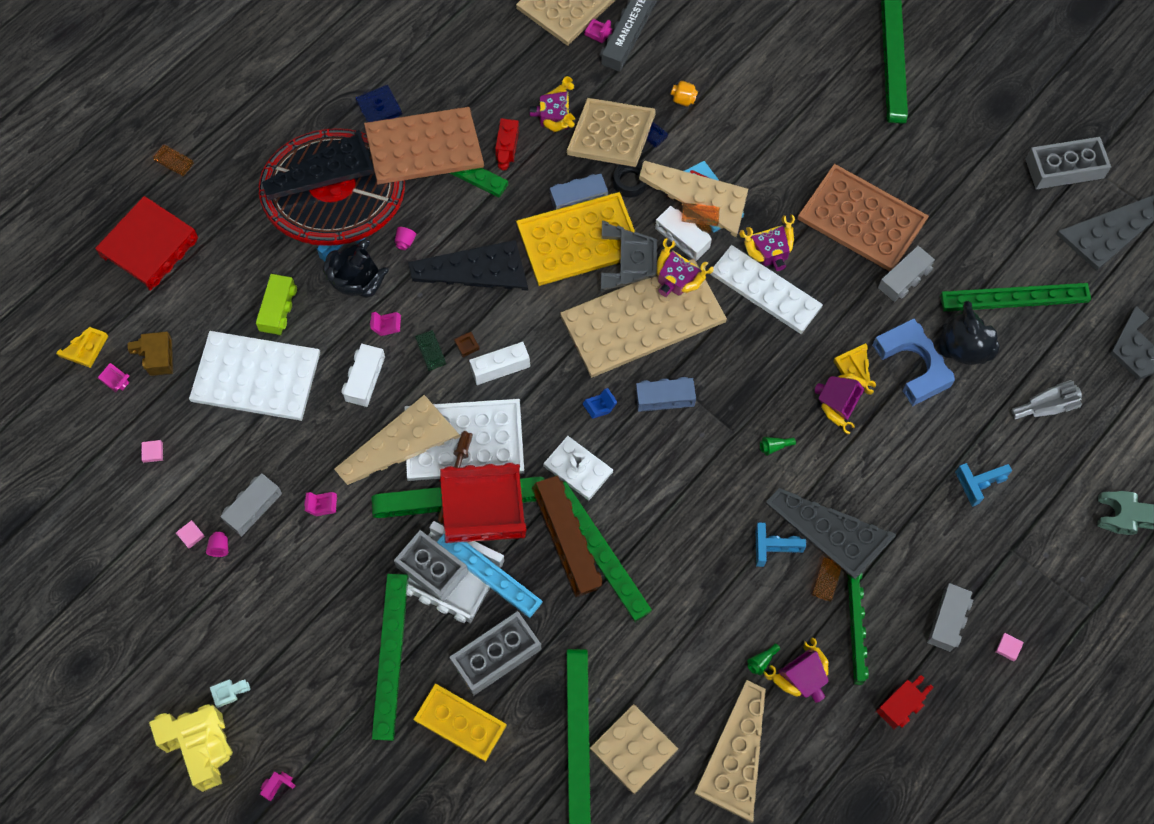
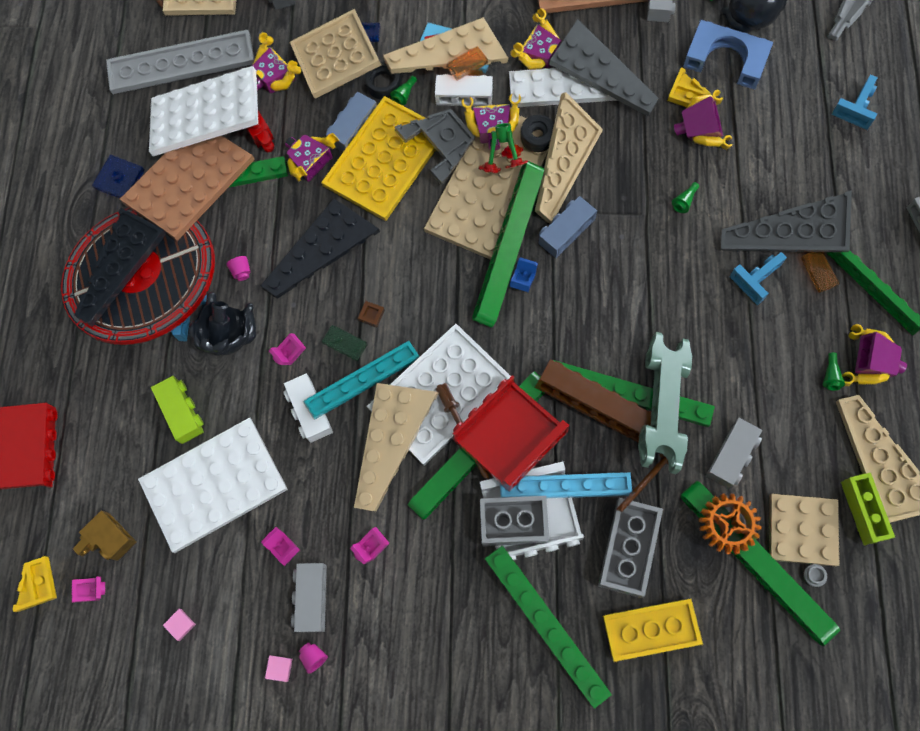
camera: 30 degrees left, 5 degrees up
(262, 453) = (280, 546): none -> dark pink bracket
(417, 384) = (361, 380): none -> teal tile
(478, 103) = (203, 111): none -> white plate
(496, 53) = (180, 61): none -> light grey plate
(499, 363) = (413, 307): white brick -> none
(524, 194) = (309, 155): none -> torso
(578, 468) = (552, 340): white plate -> none
(582, 615) = (643, 483): none -> reddish brown piece
(587, 594) = (663, 433): none -> sand green piece
(587, 689) = (738, 526): none -> orange gear
(609, 371) = (508, 244): none -> green beam
(611, 786) = (815, 575): none -> light grey plate
(633, 653) = (734, 453): none -> light grey brick
(635, 200) = (402, 93): none -> green cone
(672, 288) = (504, 134): none -> plant
(690, 770) = (867, 509): none -> lime brick
(705, 297) = (533, 123): none -> black tyre
(722, 335) = (569, 148): none -> tan wing
(798, 289) = (593, 63): none -> dark grey wing

